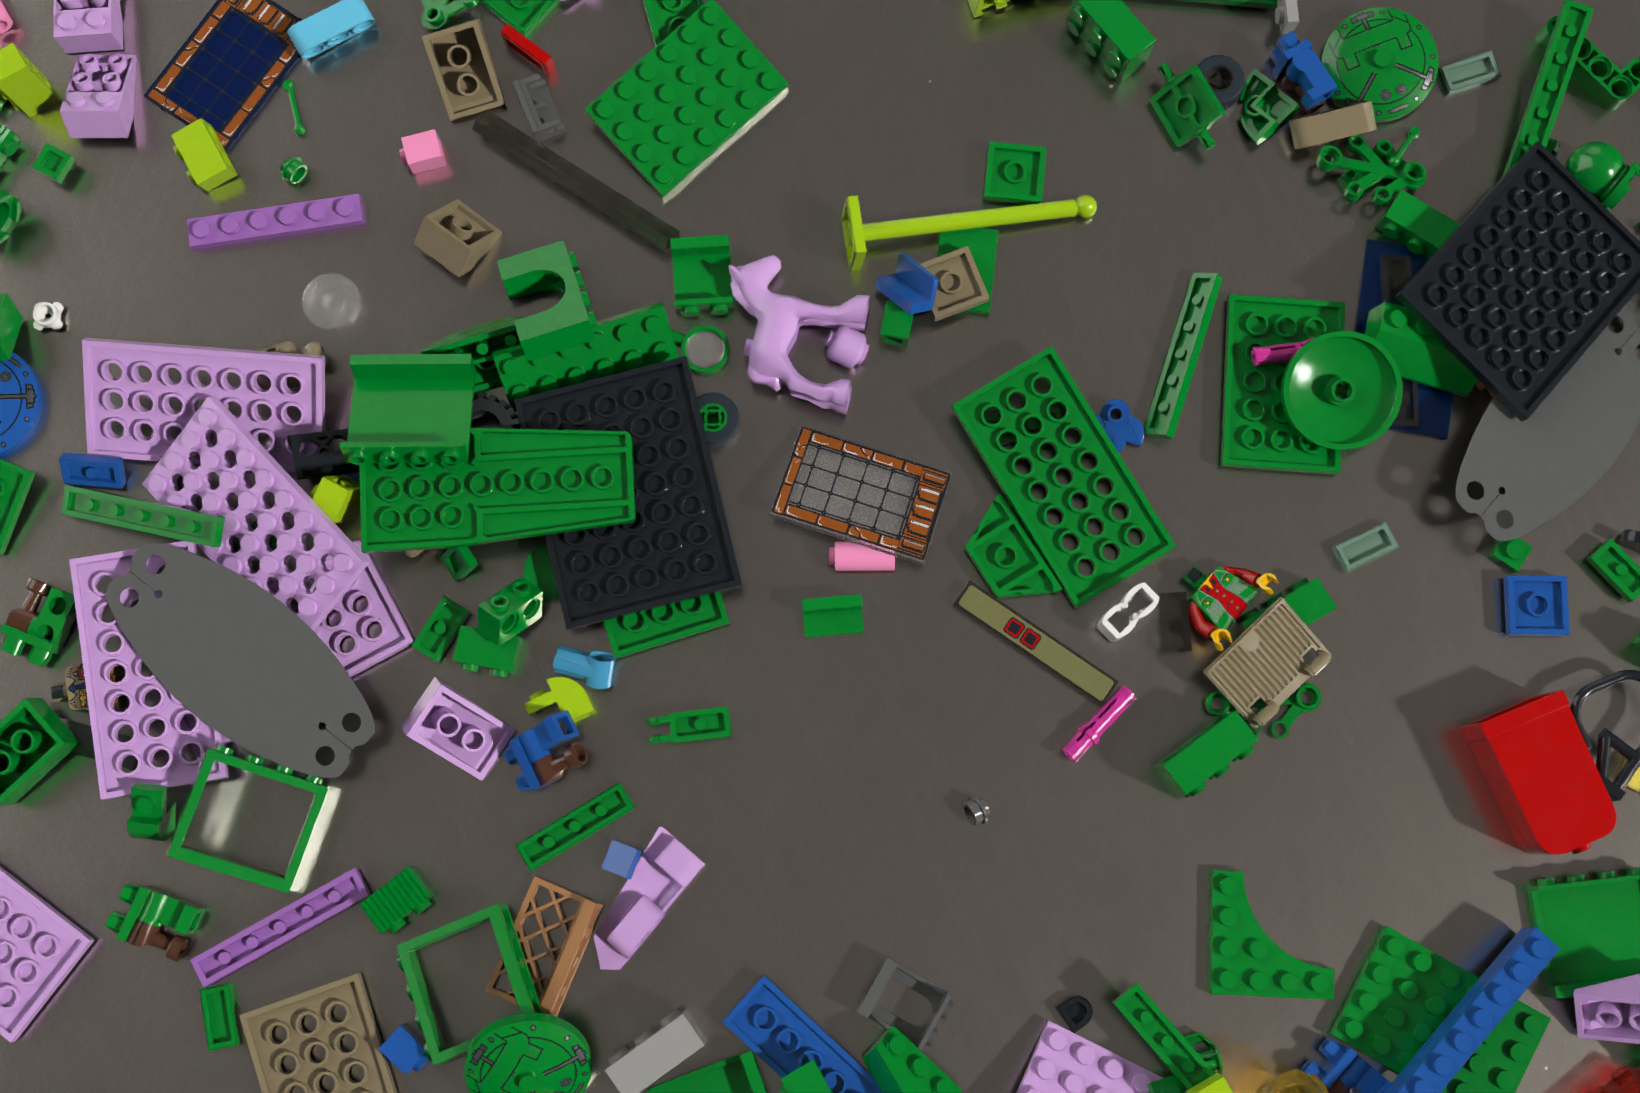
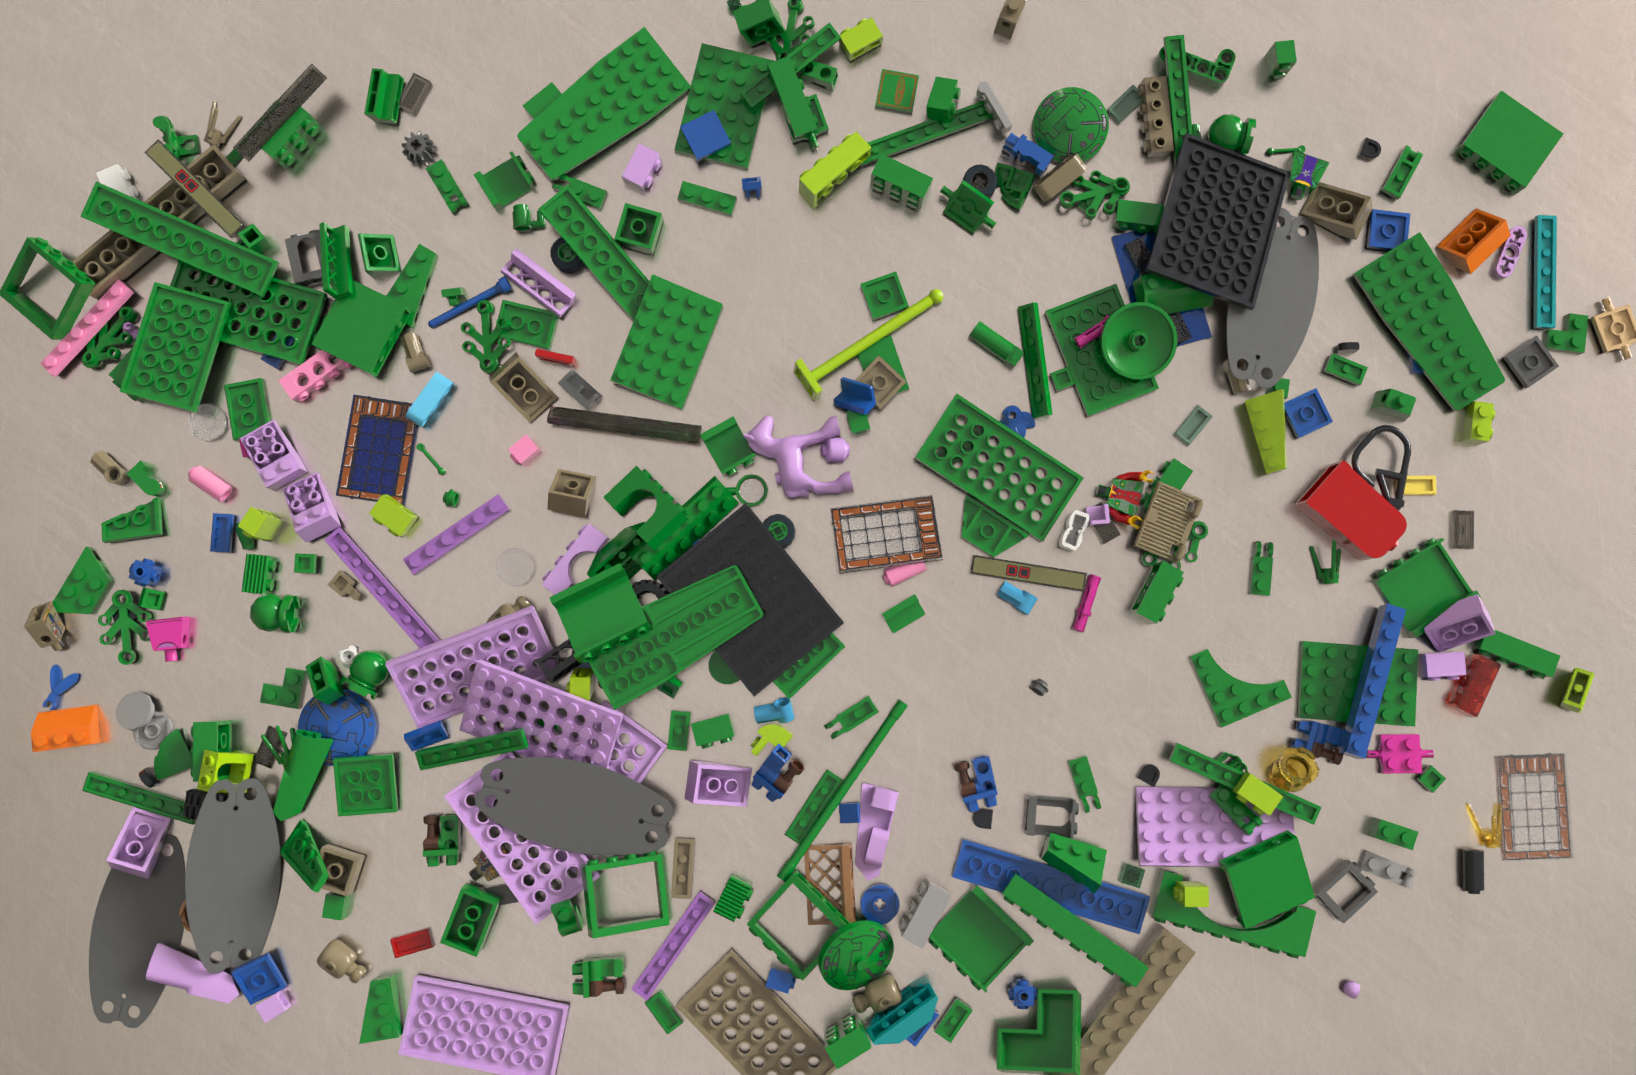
camera: 25 degrees left, 5 degrees up
(54, 346) = (366, 673): none -> green tile
(90, 217) = (343, 585): none -> dark tan plate
(138, 248) = (383, 591): none -> medium lavender plate
(349, 824) = (682, 868): none -> dark tan plate
(447, 311) = (589, 540): none -> lavender arch
(510, 611) = (716, 702): green brick -> none
(616, 1002) = (883, 892): none -> blue plate
(750, 752) = (791, 864): none -> green piece
(806, 959) = (983, 818): none -> black tile
(821, 911) = (980, 787): none -> blue hips
(976, 977) = (1084, 782): none -> green hinge
(1007, 675) = (1022, 600): none -> dark azure piece
(1139, 308) = (996, 343): none -> green piece
(1172, 607) = (1098, 515): none -> lavender panel
(1209, 397) = (1062, 379): none -> green plate
(1371, 797) = (1261, 570): none -> green hinge
(1412, 133) = (1109, 157): green hinge -> none
(1458, 520) = (1237, 384): none -> dark tan piece
(1469, 849) = (1331, 574): none -> green plant
(1474, 596) = (1268, 424): none -> lime wedge
(1504, 105) = (1156, 116): none -> dark tan brick
(1578, 1057) = (1442, 664): none -> lavender brick

